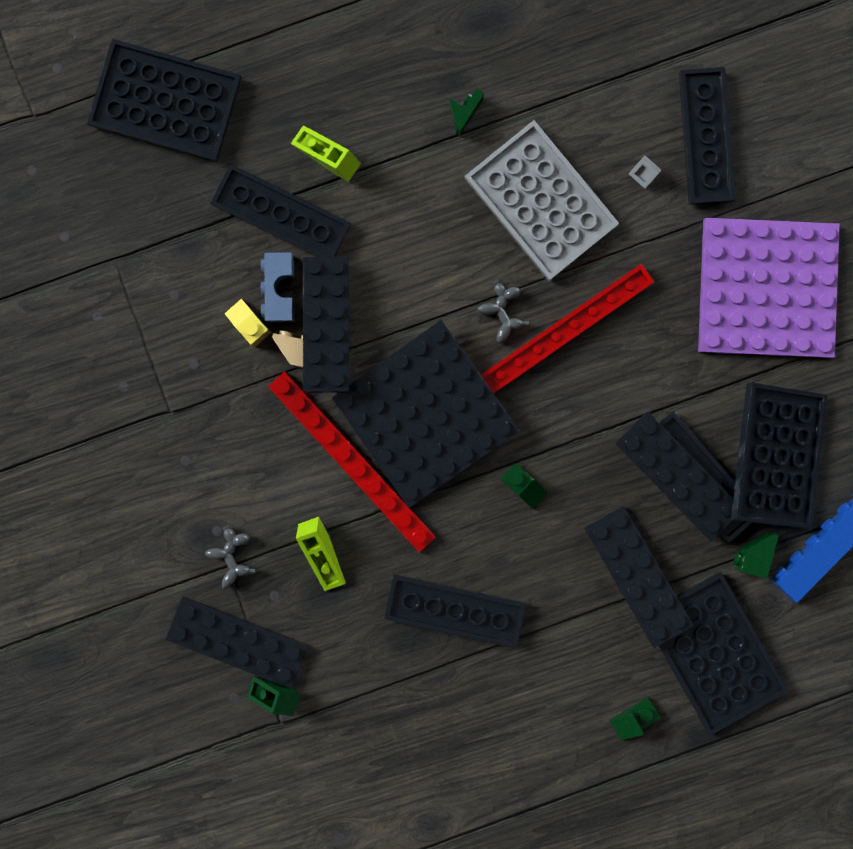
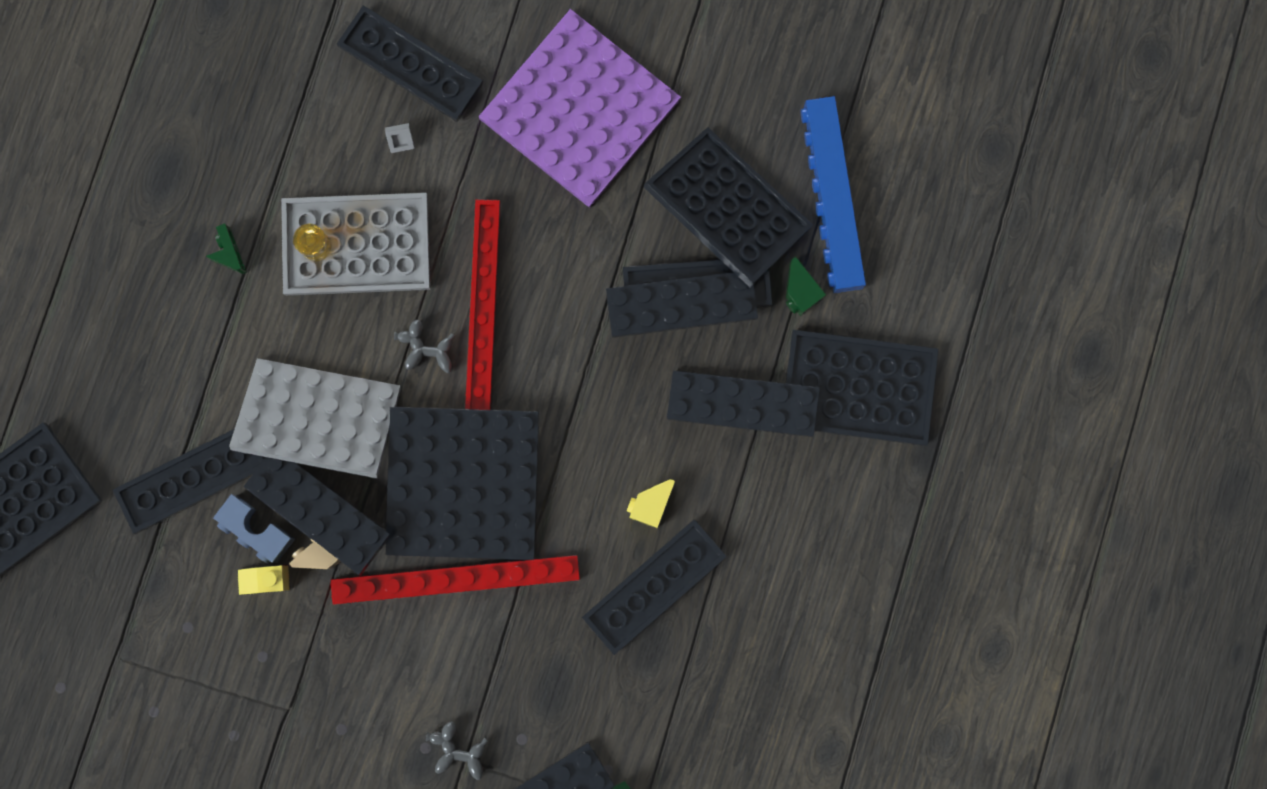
camera: 55 degrees left, 5 degrees down
(320, 553) = (514, 668): lime slope -> none
(326, 153) = (170, 398): lime slope -> none
(392, 271) = (315, 418): none -> light grey plate
(513, 564) = (650, 504): none -> light yellow slope
(519, 168) = (312, 242): none -> clear yellow wheel
(523, 485) = (591, 444): dark green slope -> none
(634, 719) = (866, 500): dark green slope -> none

